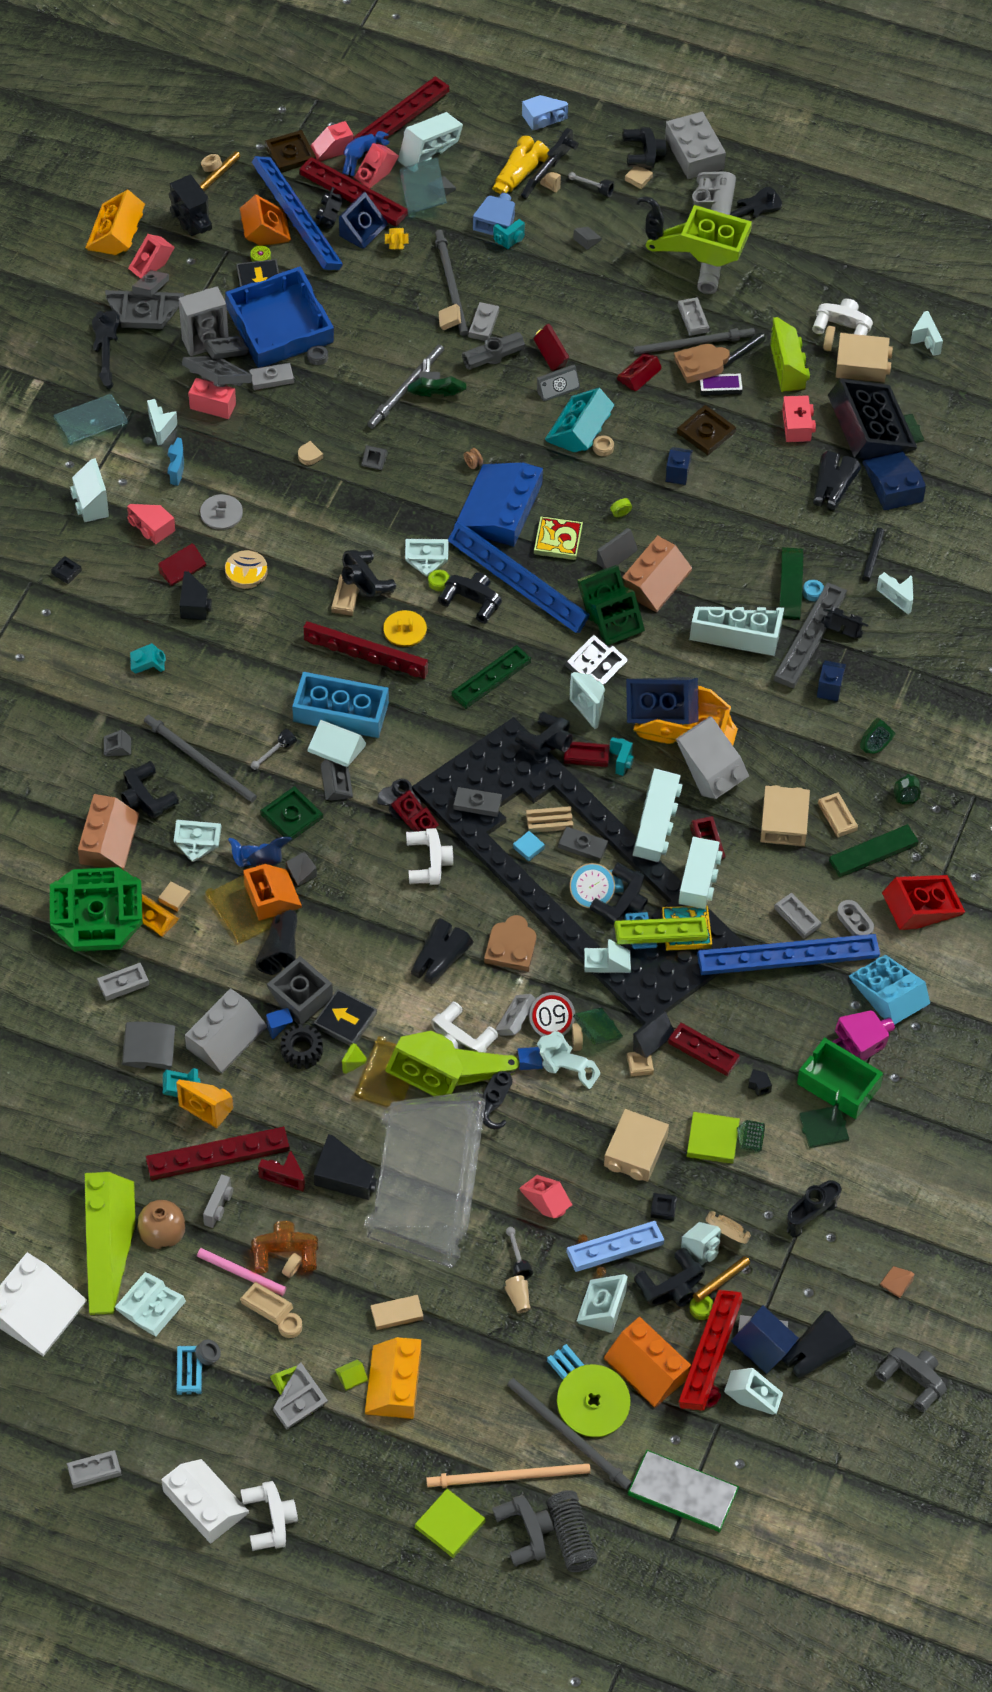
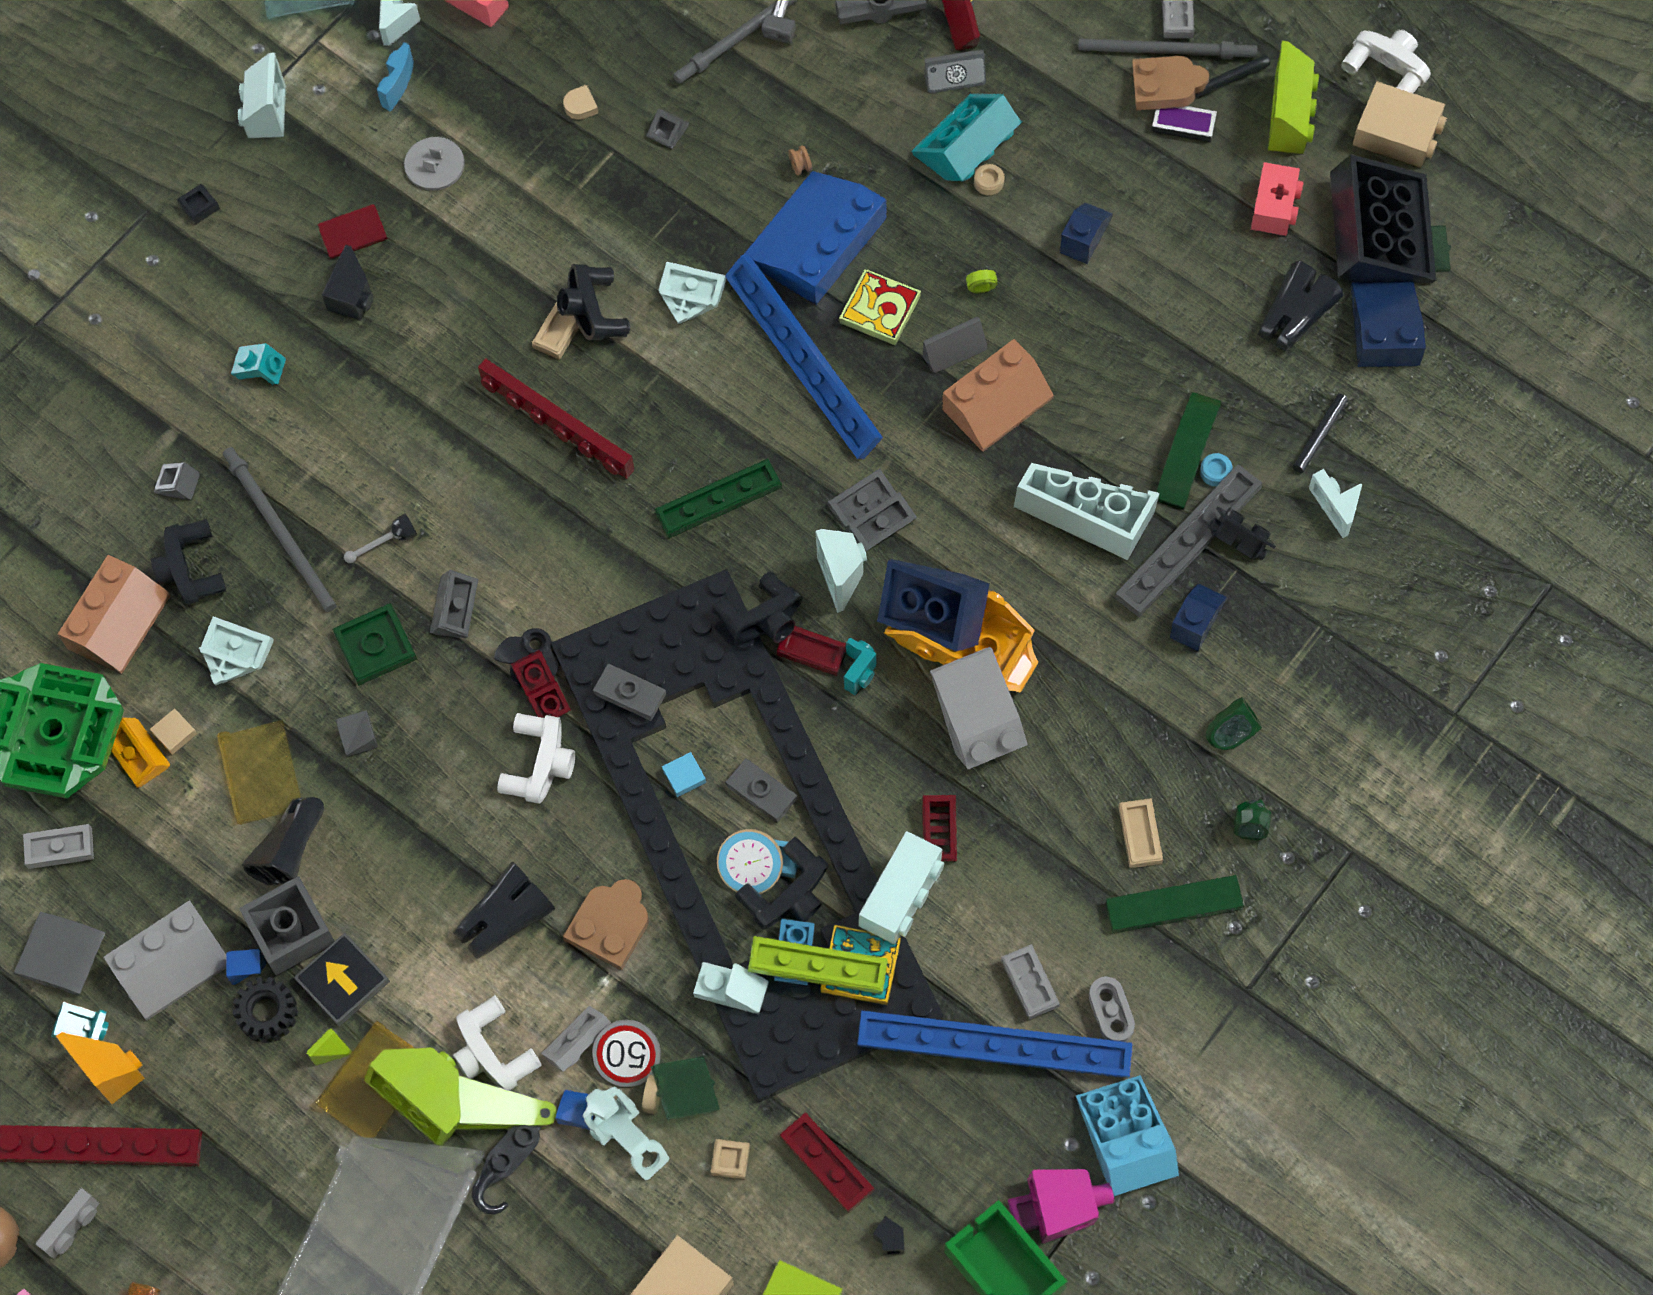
camera: 20 degrees right, 10 degrees up
(151, 520) = (334, 158): coral slope -> none
(246, 569) = (437, 257): tile -> none
(258, 855) = (303, 698): dark blue hair -> none
(270, 891) = (302, 759): orange slope -> none
(287, 1175) = (180, 1206): dark red slope -> none
(336, 743) = (464, 555): light aqua slope -> none
(341, 703) = (491, 496): dark azure brick -> none
(344, 1170) = (256, 1222): black slope -> none
(405, 628) = (624, 396): yellow piece -> none
(437, 579) = (694, 333): lime tile -> none
(446, 386) = (771, 39): dark green tile -> none
(474, 589) = (737, 359): black connector -> none
(548, 816) = (727, 728): tan tile -> none
(611, 605) = (915, 430): dark green bracket -> none
(640, 371) = (1076, 78): dark red slope -> none
(652, 1034) = (758, 1123): black slope -> none
(656, 815) = (871, 779): light aqua wedge -> none
(706, 430) = (1142, 187): dark brown tile -> none
(785, 815) = (1061, 817): tan brick -> none
(829, 337) = (1359, 85): tan tile -> none
(922, 900) = (1219, 1005): red slope -> none
(927, 332) = (1503, 104): light aqua slope -> none

